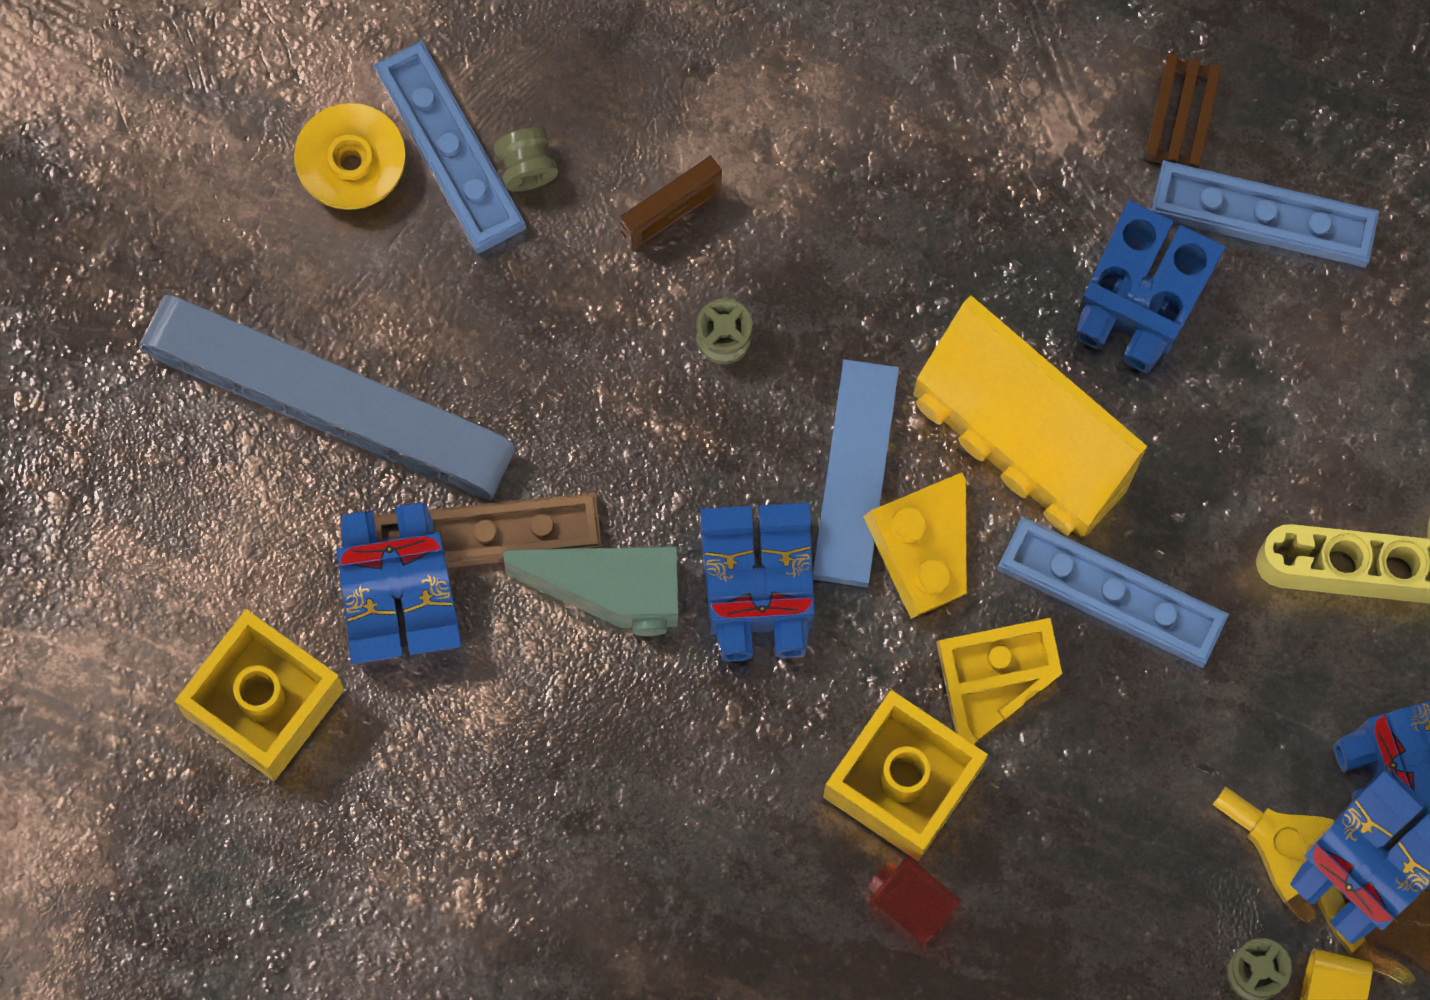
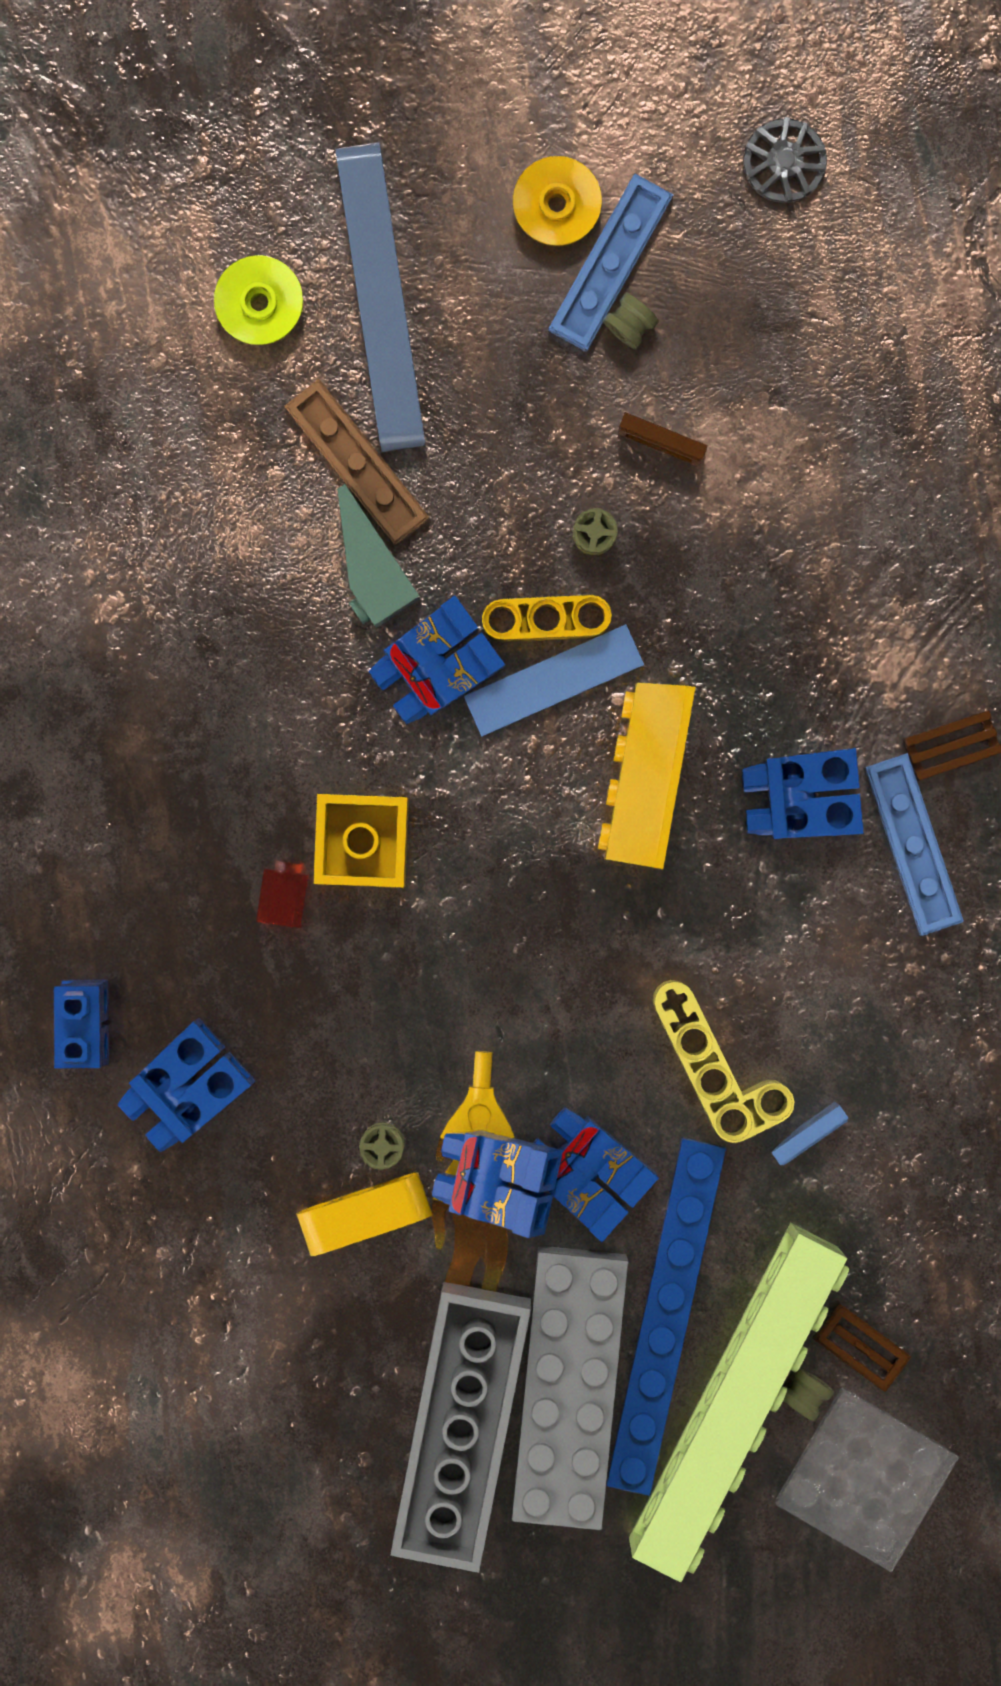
camera: 65 degrees right, 15 degrees up
(239, 498) = (253, 278): none -> neon yellow dish
(259, 695) = (149, 387): yellow brick -> none
(390, 569) = (285, 414): blue hips -> none
(791, 410) = (566, 608): none -> yellow beam
(924, 544) = (532, 757): yellow wing -> none
(996, 673) = (472, 857): yellow wing -> none
(1112, 592) = (579, 900): medium blue tile -> none

